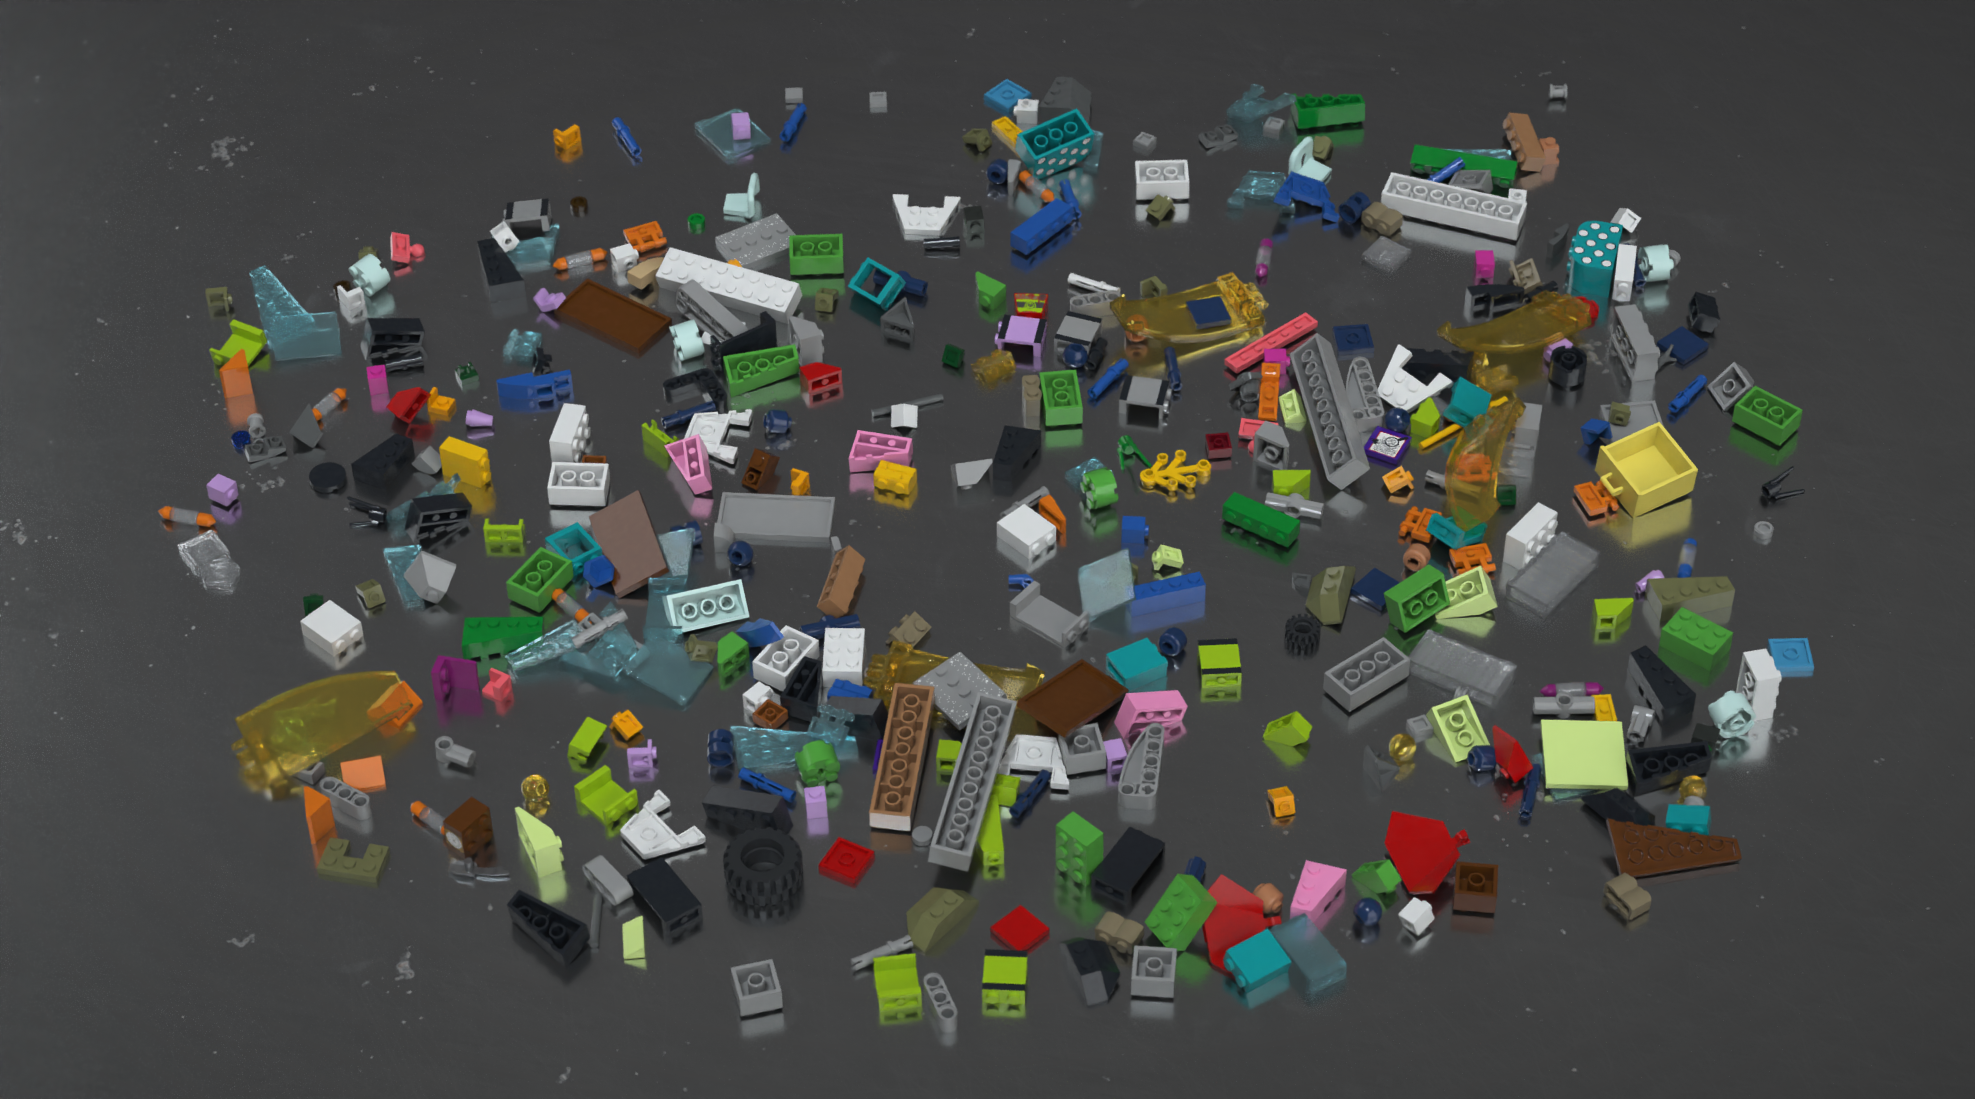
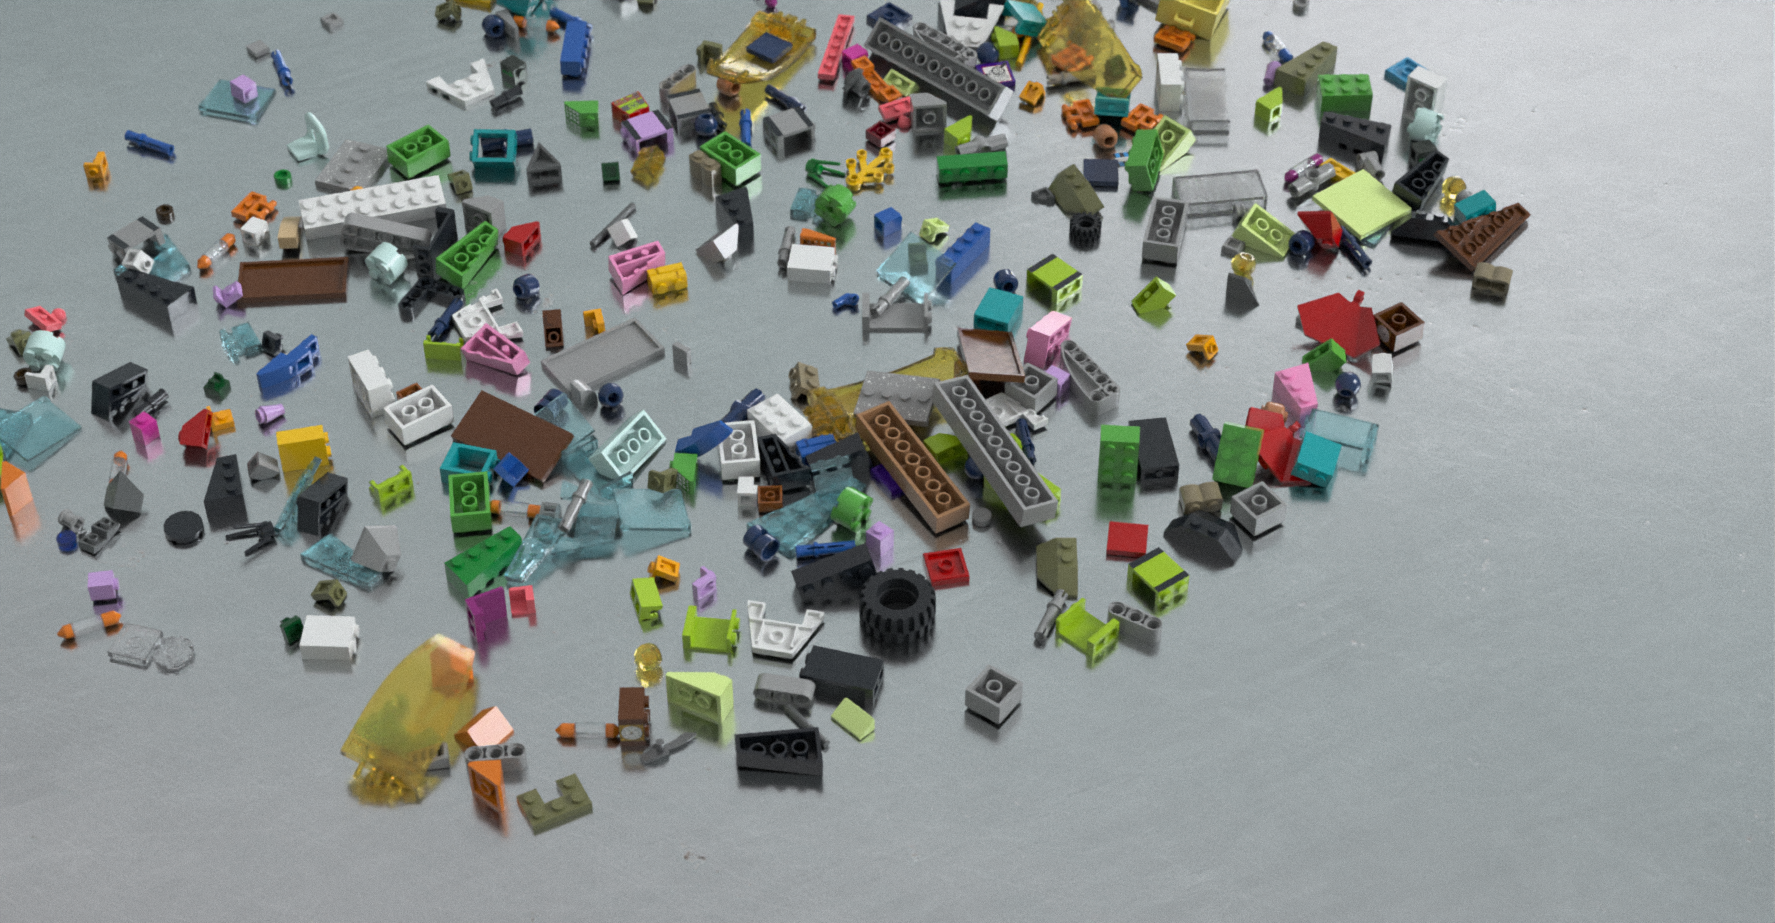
camera: 40 degrees left, 0 degrees up
(448, 751) = (541, 671): light grey piece -> none
(841, 582) = (716, 373): medium nougat brick -> none
(1050, 600) = (885, 301): none -> light grey pin
(1090, 284) = (639, 74): white pin -> none

